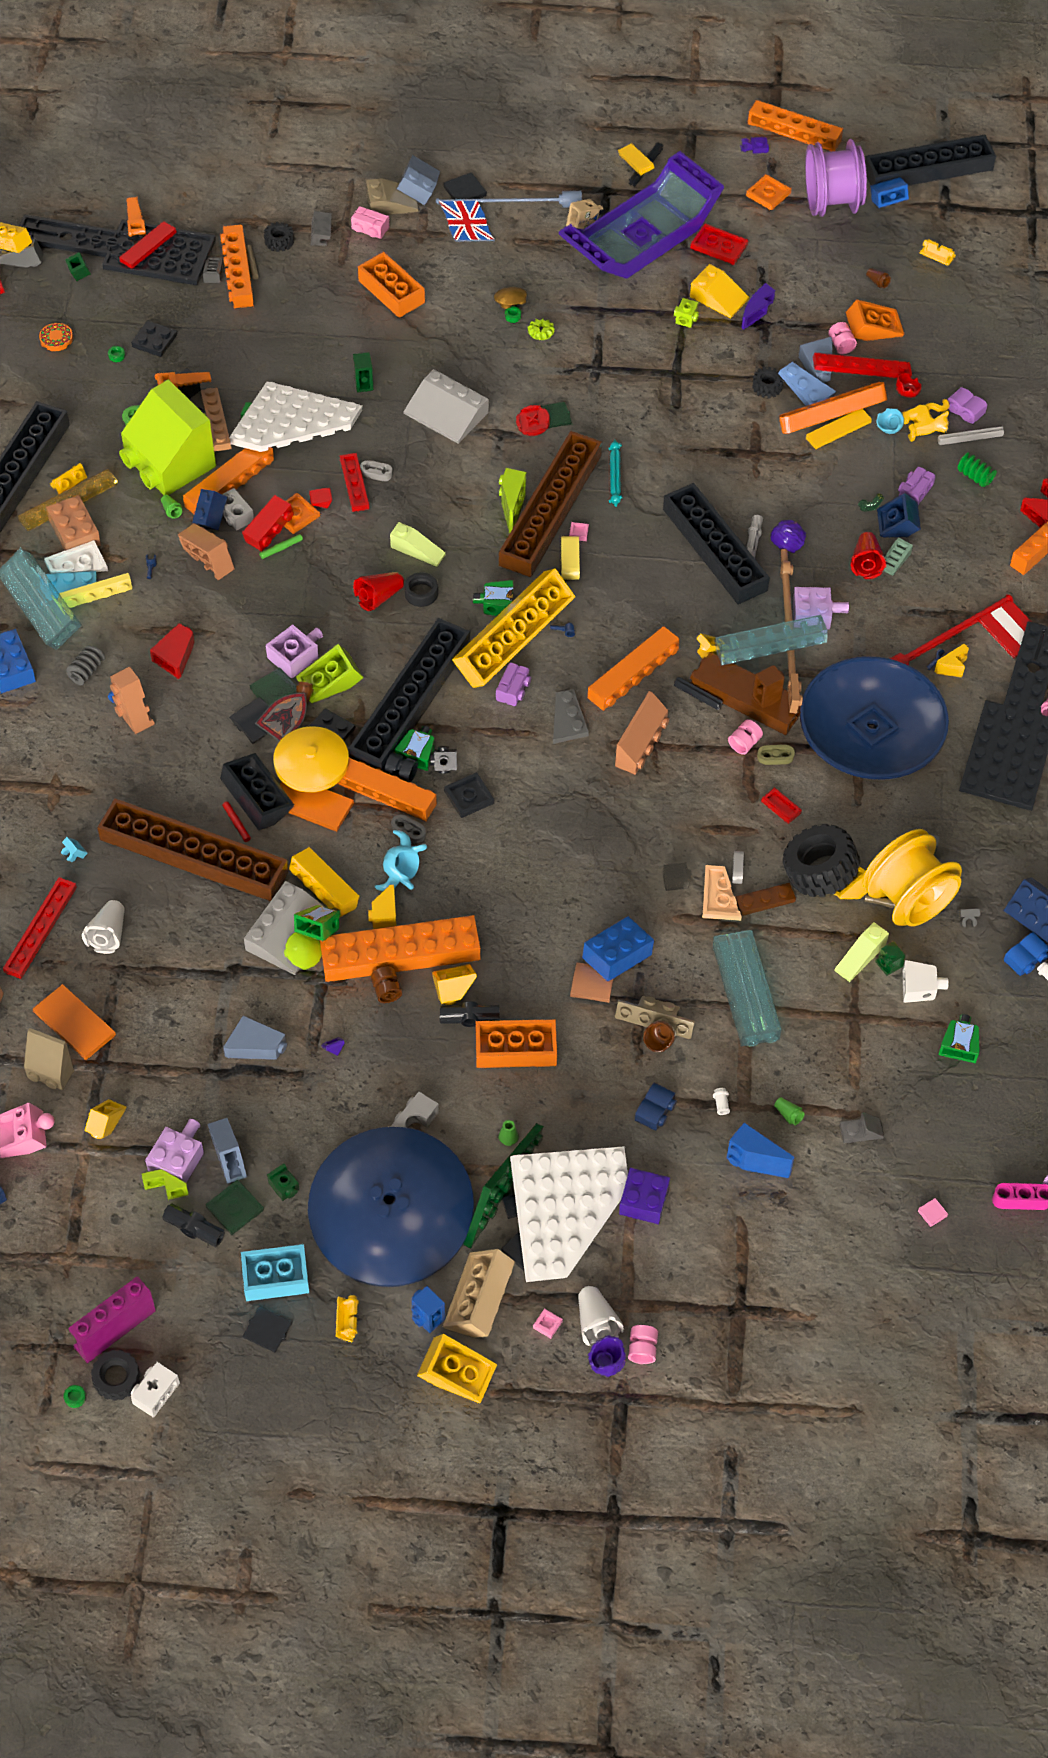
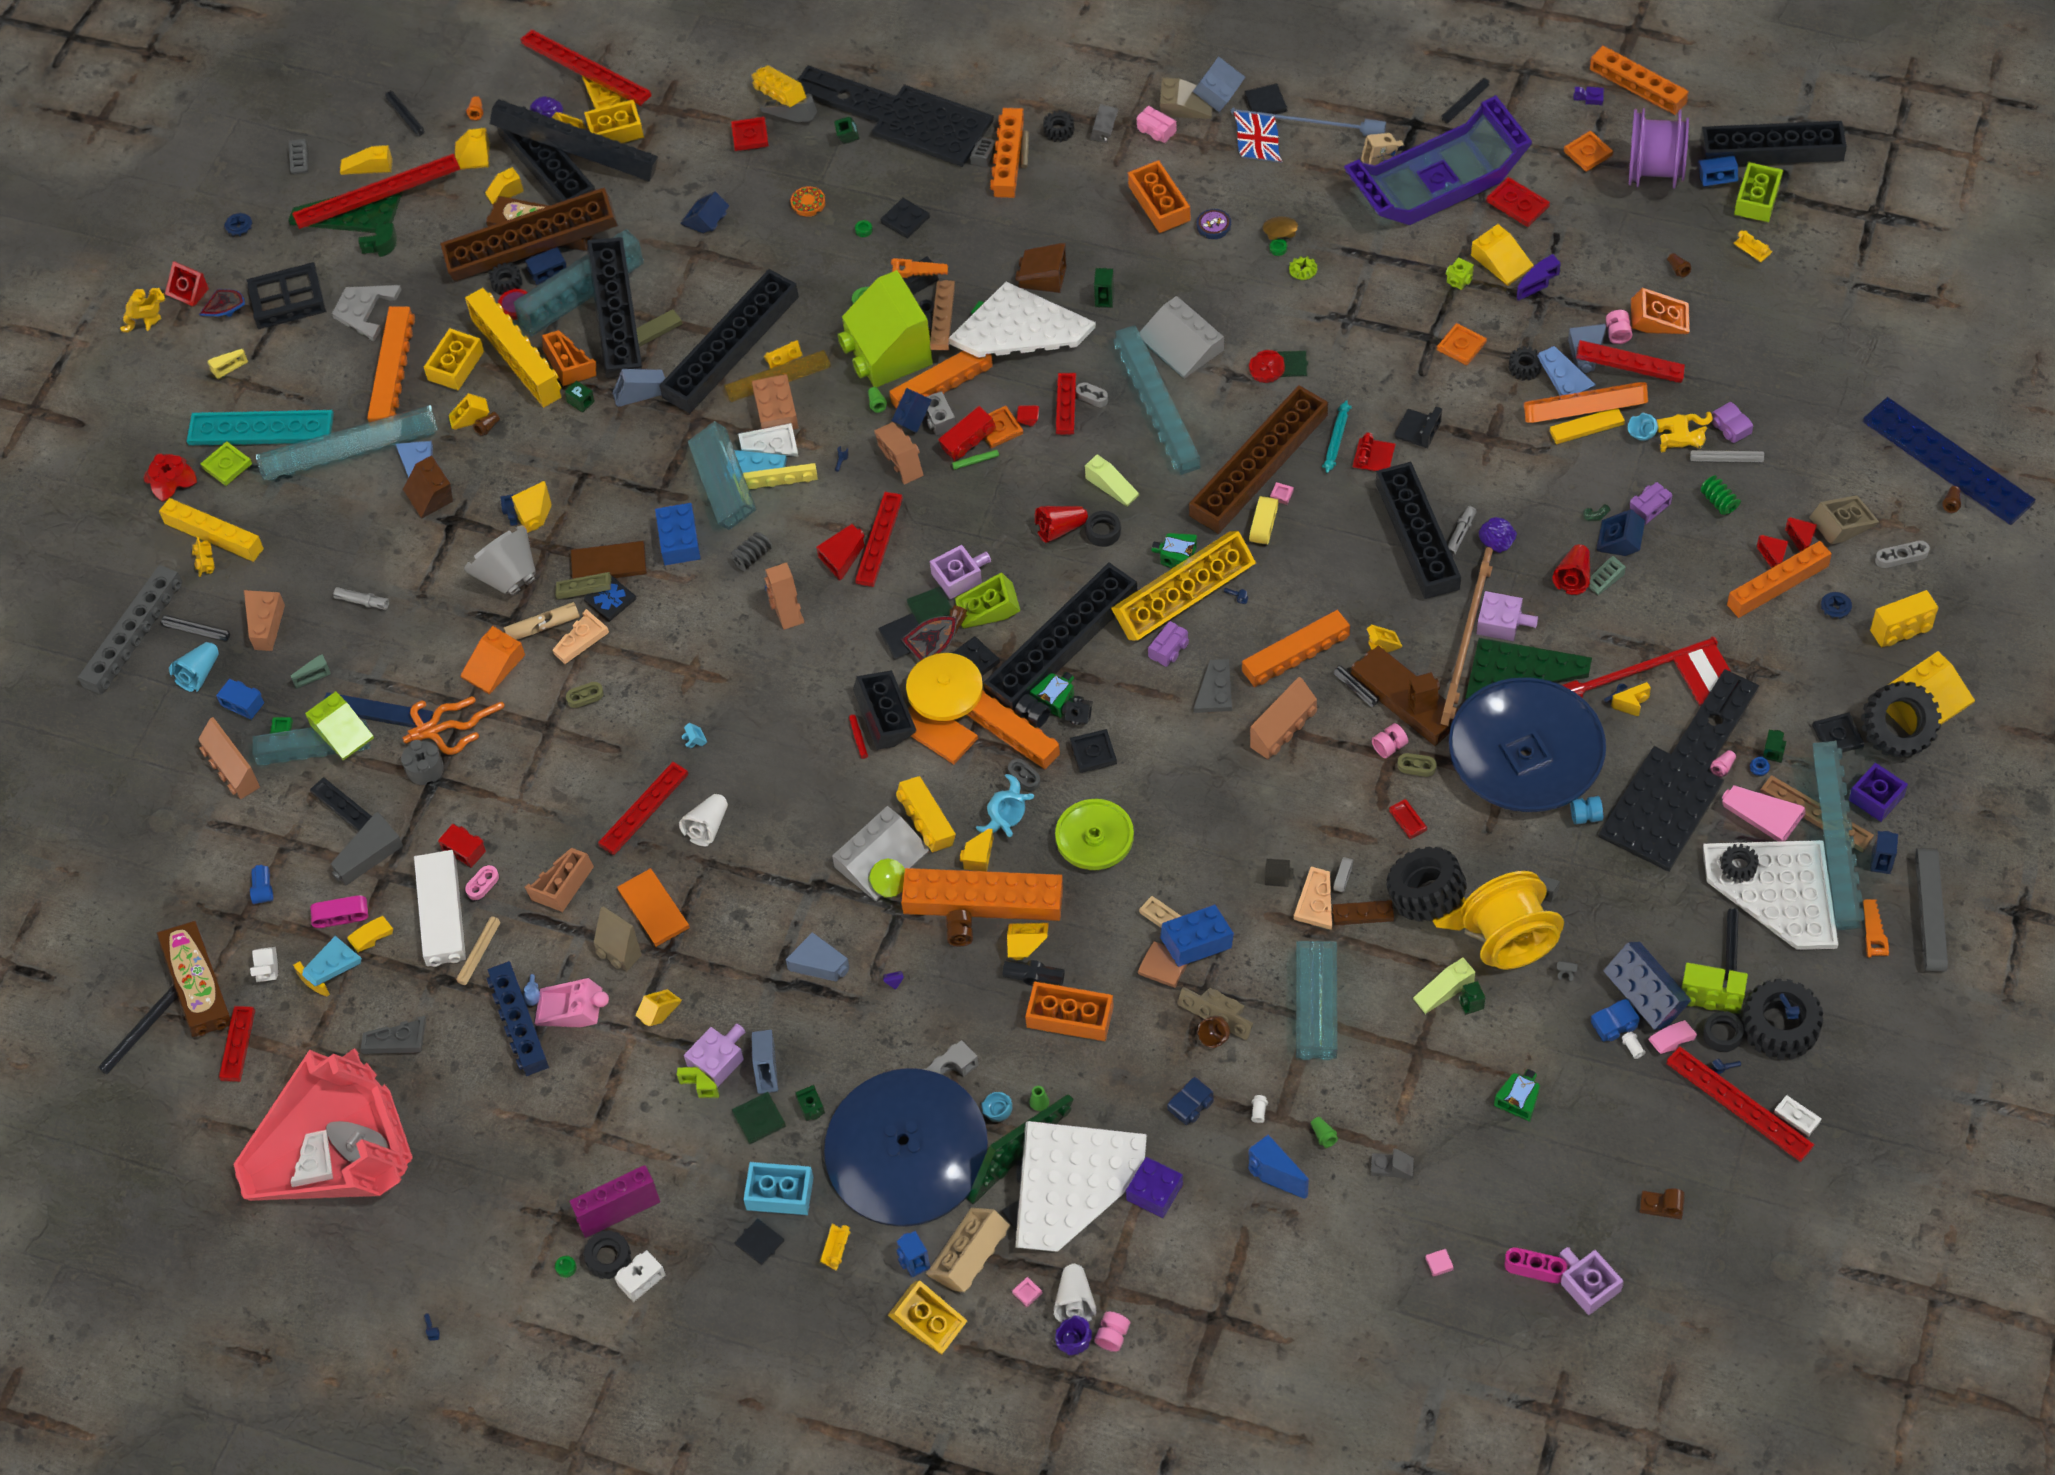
camera: 20 degrees right, 0 degrees up
(135, 218) = (916, 85): orange piece -> none
(147, 245) = (922, 116): red tile -> none
(193, 849) = (807, 757): reddish brown brick -> none
(193, 1225) = (715, 1127): black piece -> none
(208, 634) = (879, 539): none -> red plate
(299, 363) = (1043, 268): none -> reddish brown slope
(317, 922) = (907, 853): green torso -> none
(440, 465) = (1157, 400): none -> clear light blue brick
(447, 302) = (1213, 223): none -> tile
(470, 1149) = (997, 1106): none -> medium azure hair
(493, 872) = (1094, 834): none -> lime dish
(512, 494) = (1223, 443): lime slope -> none
(573, 934) = (1157, 911): none -> tan plate
(636, 159) = (1455, 94): yellow tile -> none
(653, 483) = (1373, 454): none -> red hinge
(688, 453) = (1419, 427): none -> black bracket
(705, 374) = (1461, 344): none -> orange tile
(771, 639) = (1442, 644): clear light blue brick -> none
(847, 645) = (1505, 660): none -> dark green wing
(907, 386) = (1673, 390): red hair -> none
(921, 982) = (1496, 1028): white torso -> none
(930, 205) = (1758, 192): none -> lime brick
(943, 768) = (1586, 810): none -> dark azure wheel

